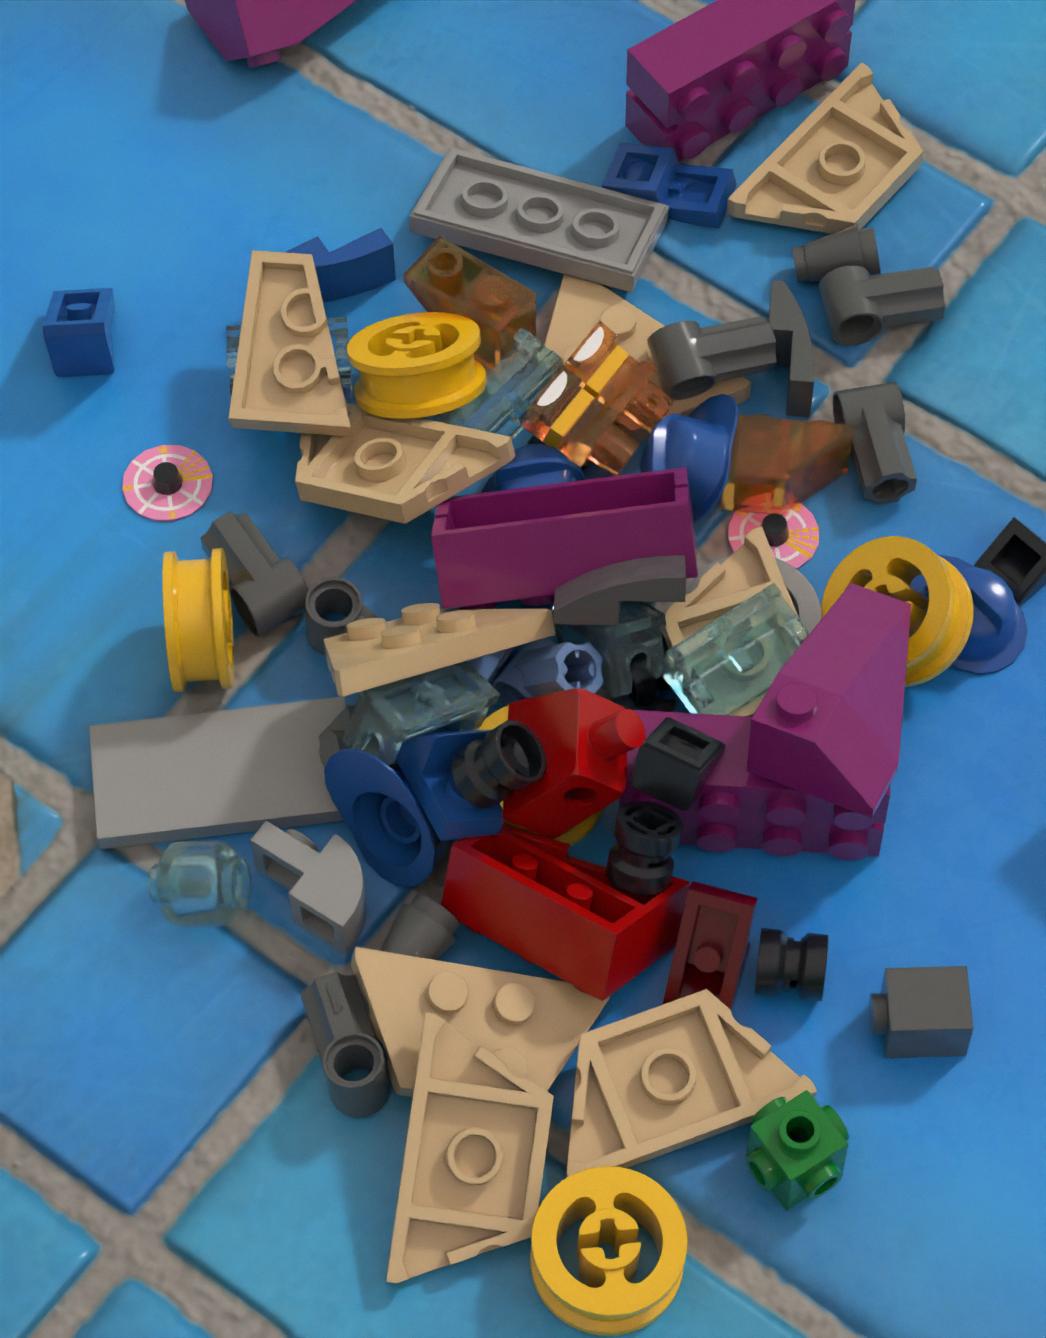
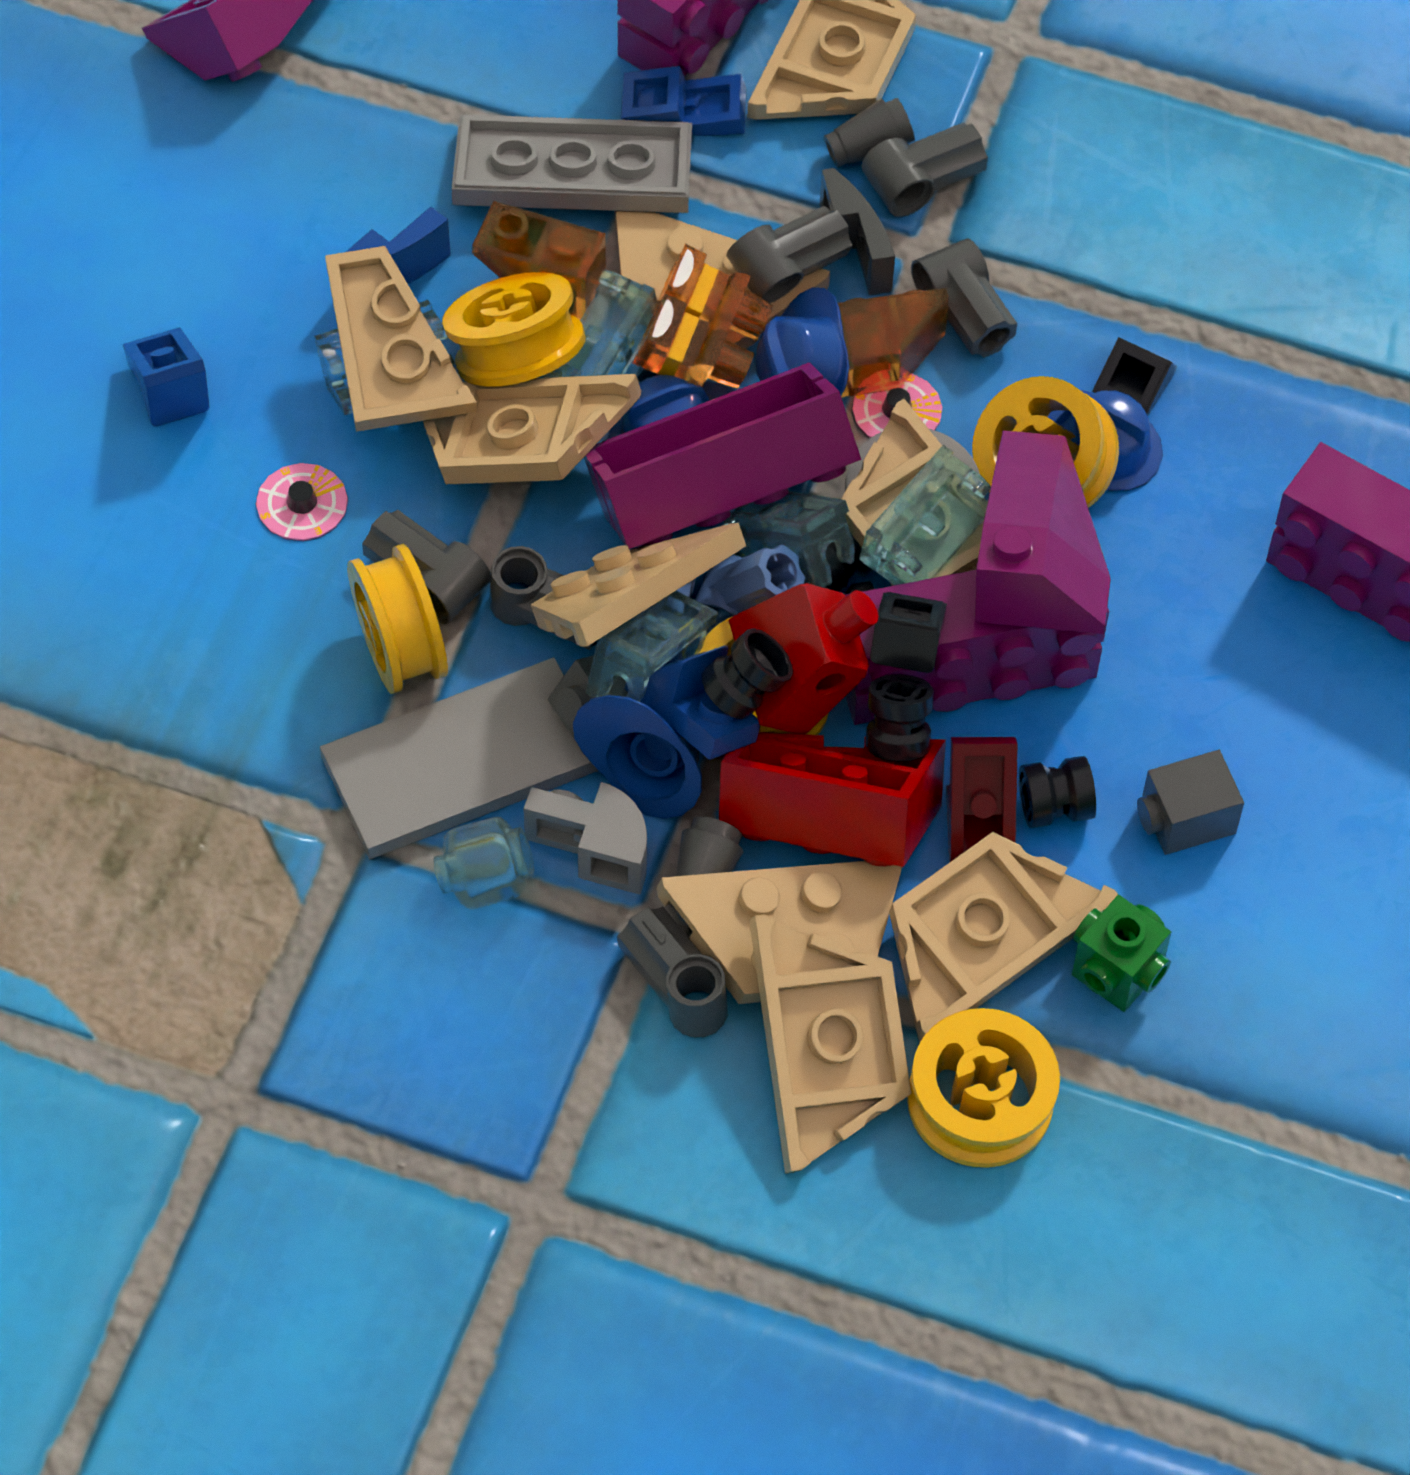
camera: 20 degrees left, 0 degrees up
(596, 594) = (779, 496): dark grey slope -> none

